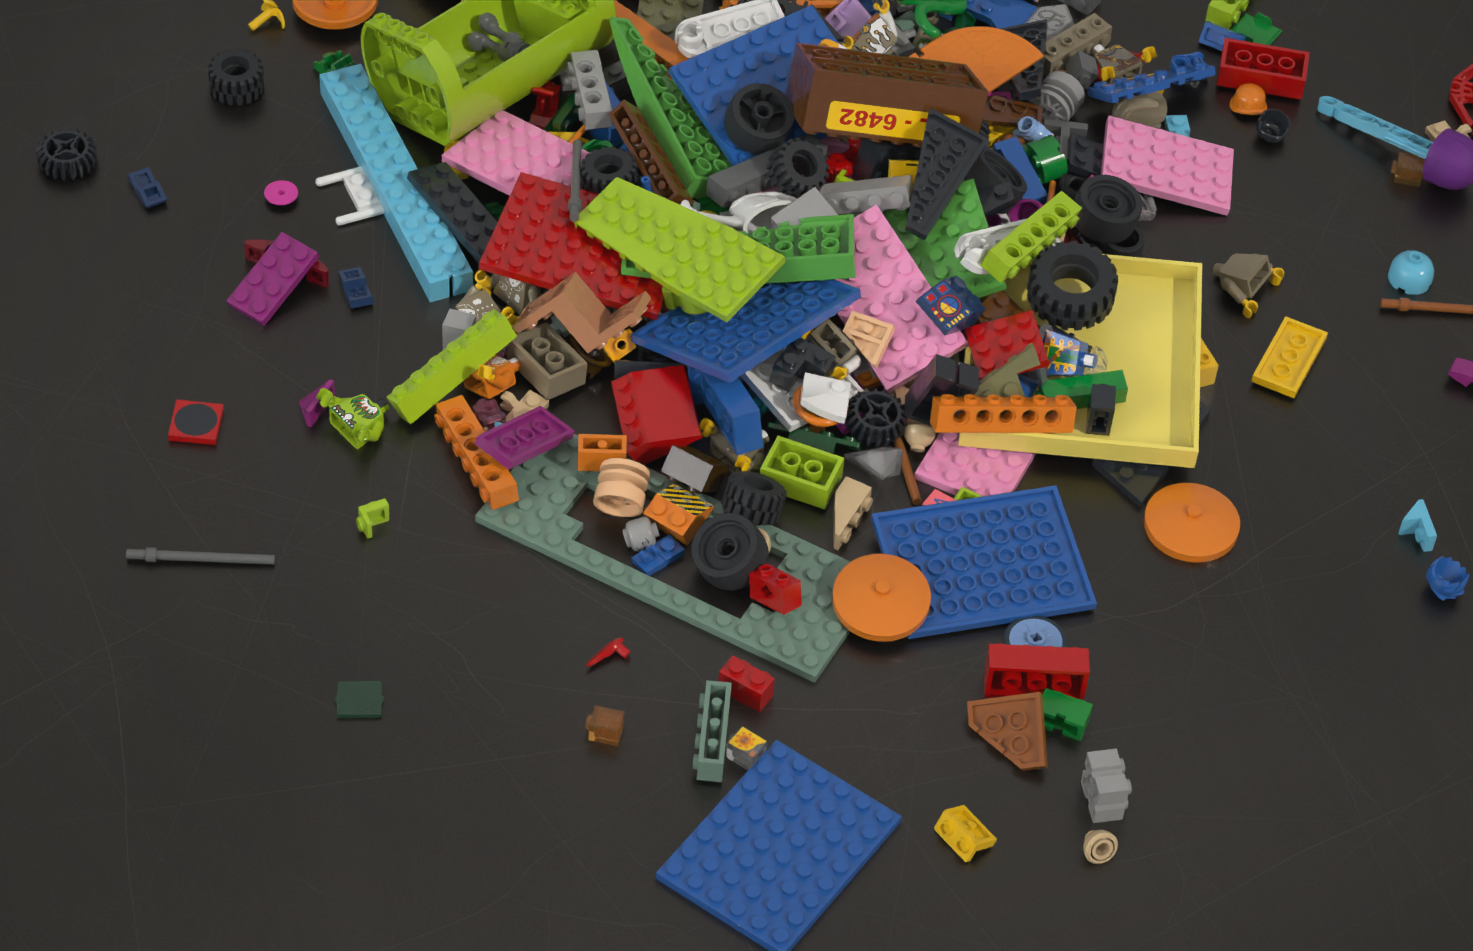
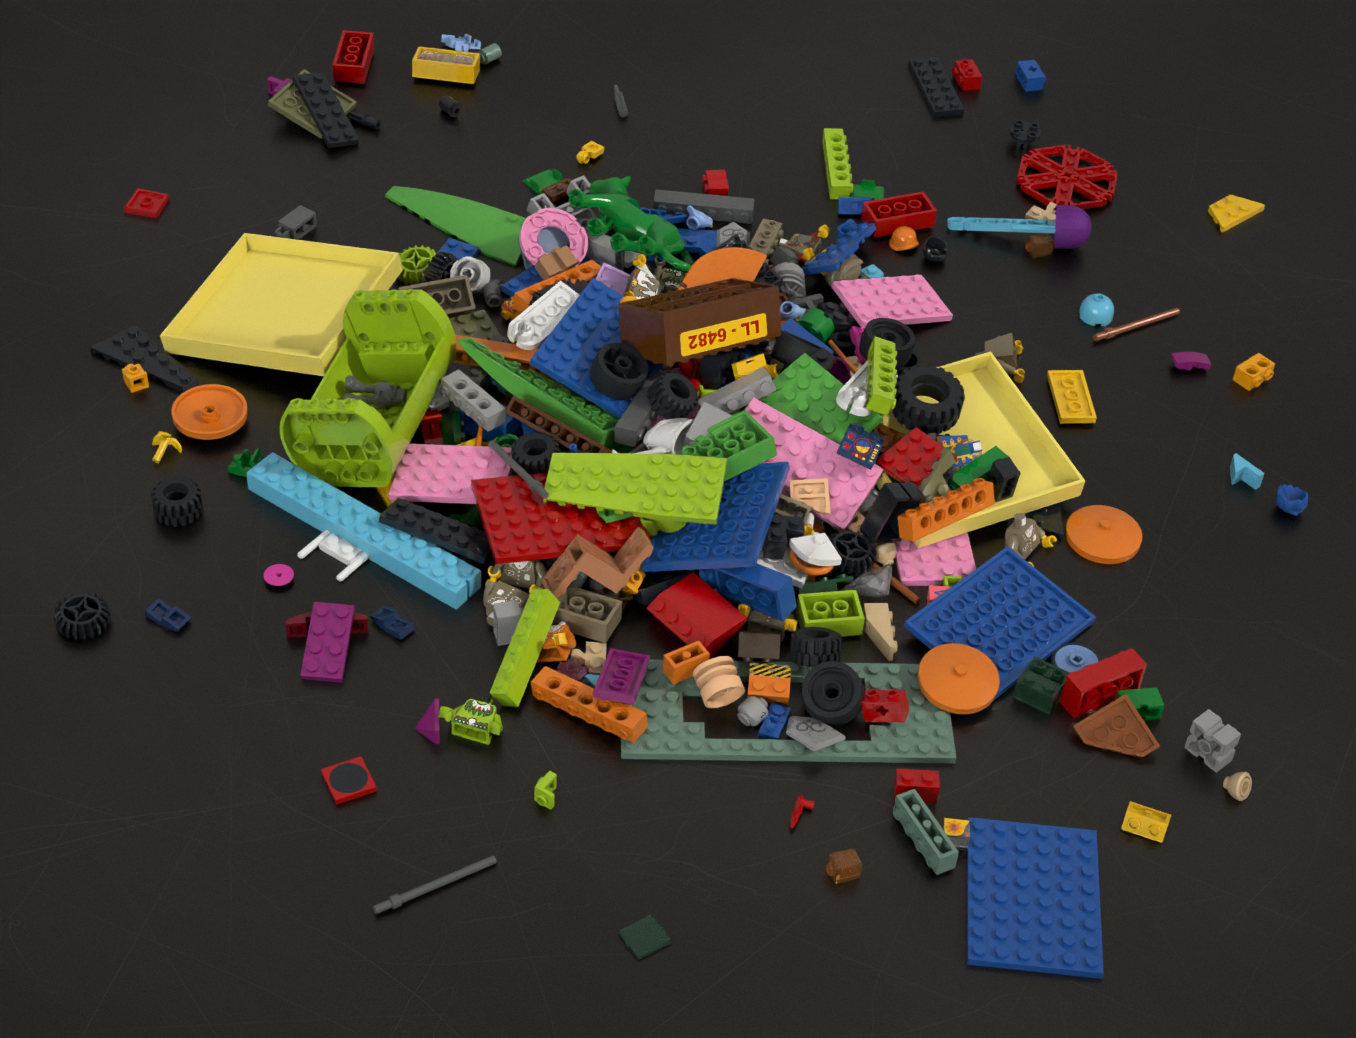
camera: 30 degrees left, 5 degrees down
(682, 583) = (812, 732): none -> light grey tile
(943, 164) = (782, 351): black wing -> none
(967, 643) = (1041, 685): none -> clear green slope
(1086, 485) = (1025, 535): none -> dark tan torso

